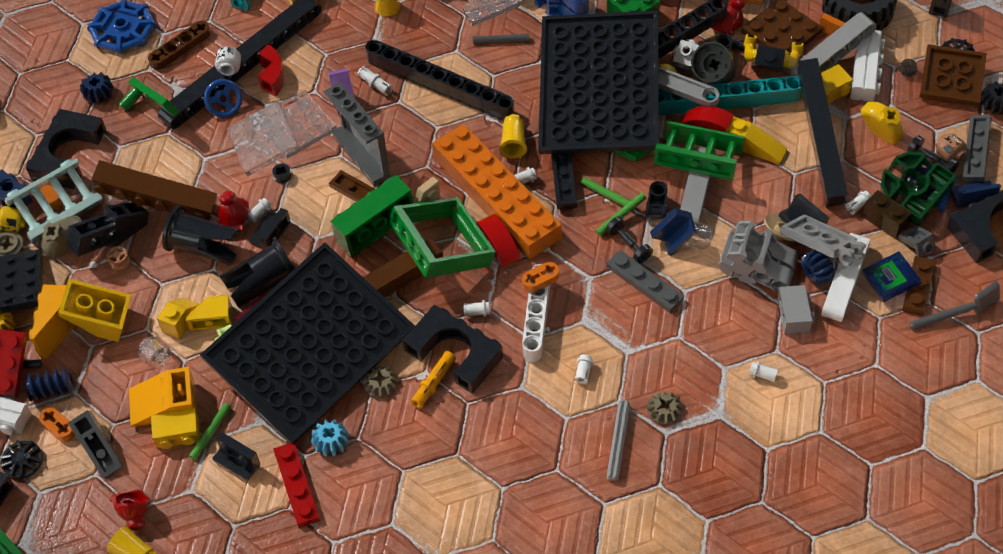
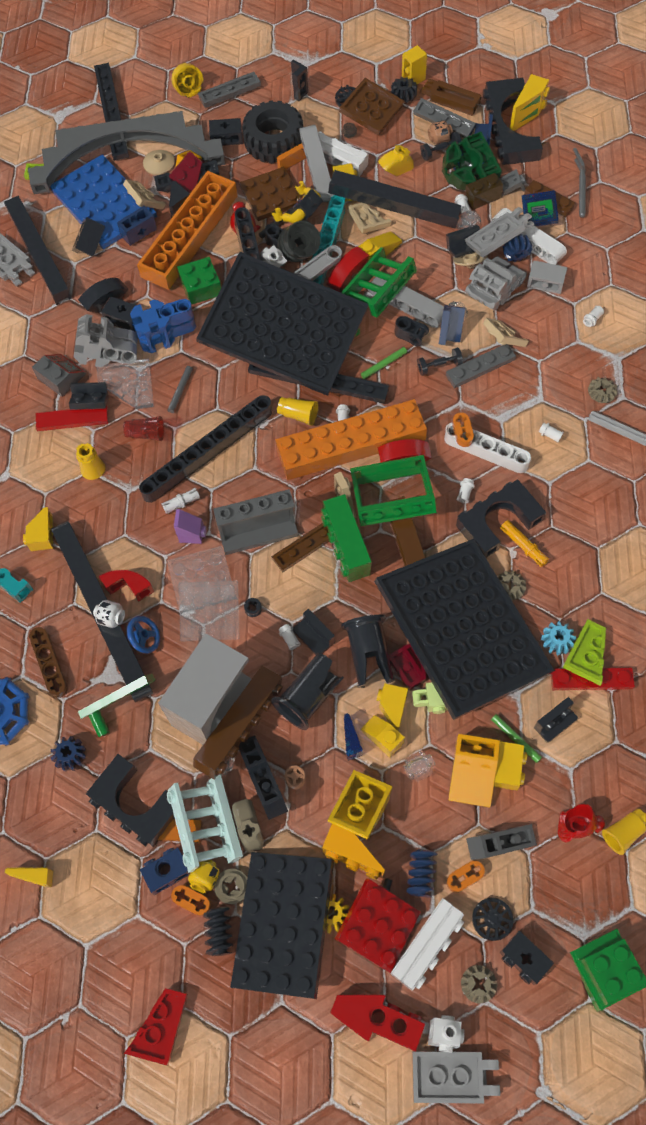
camera: 70 degrees left, 10 degrees up
(168, 145) = (205, 689): none -> light grey piece
(168, 289) = (353, 745): none -> clear blue slope
(233, 210) = (287, 660): red hair -> none
(319, 466) = (587, 653): none -> lime wing
(441, 28) = (144, 428): none -> clear red plant
(623, 212) = (415, 368): bright green bar -> none
(693, 288) = (503, 333): none -> tan wing
(790, 121) = (367, 218): none -> tan wing
(836, 212) = (468, 219): none -> clear head

